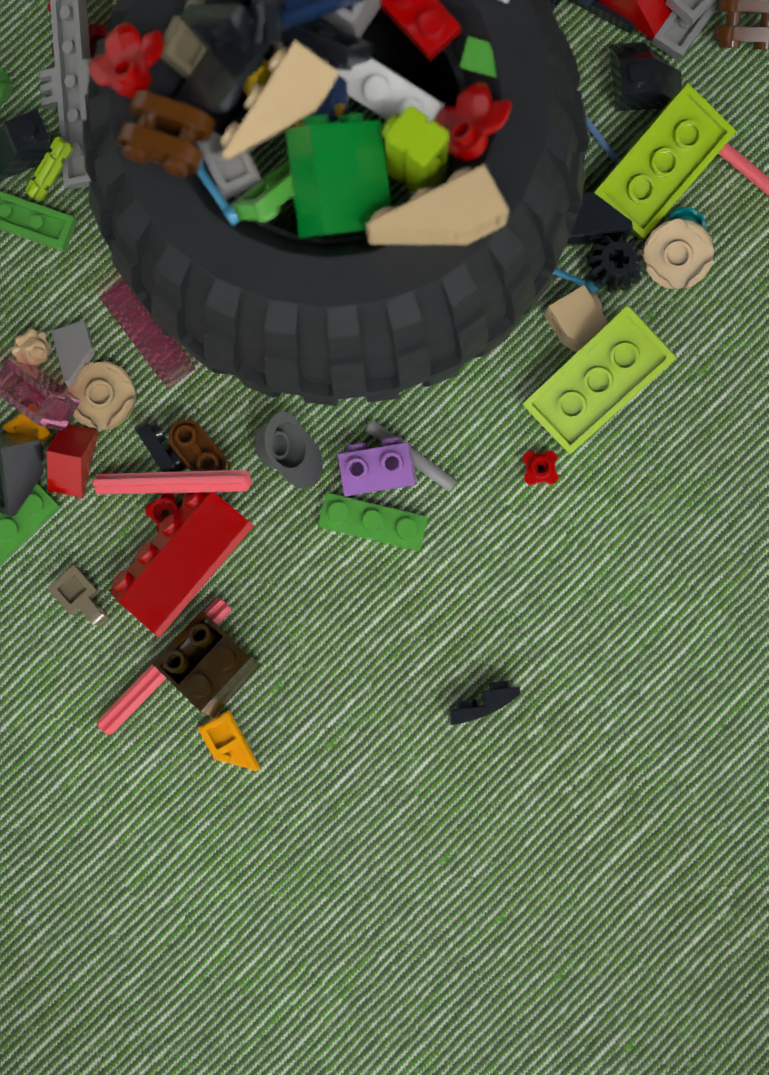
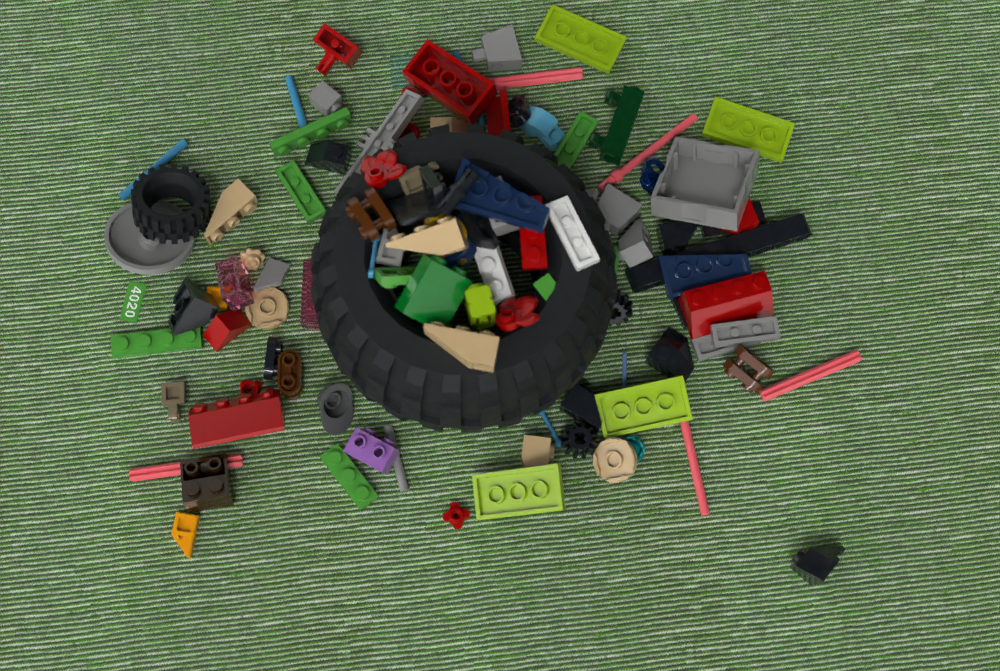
camera: 30 degrees right, 10 degrees down
(49, 168) = (332, 178): lime axle -> none
(173, 482) = (264, 377): coral axle -> none
(495, 698) = (336, 616): black slope -> none

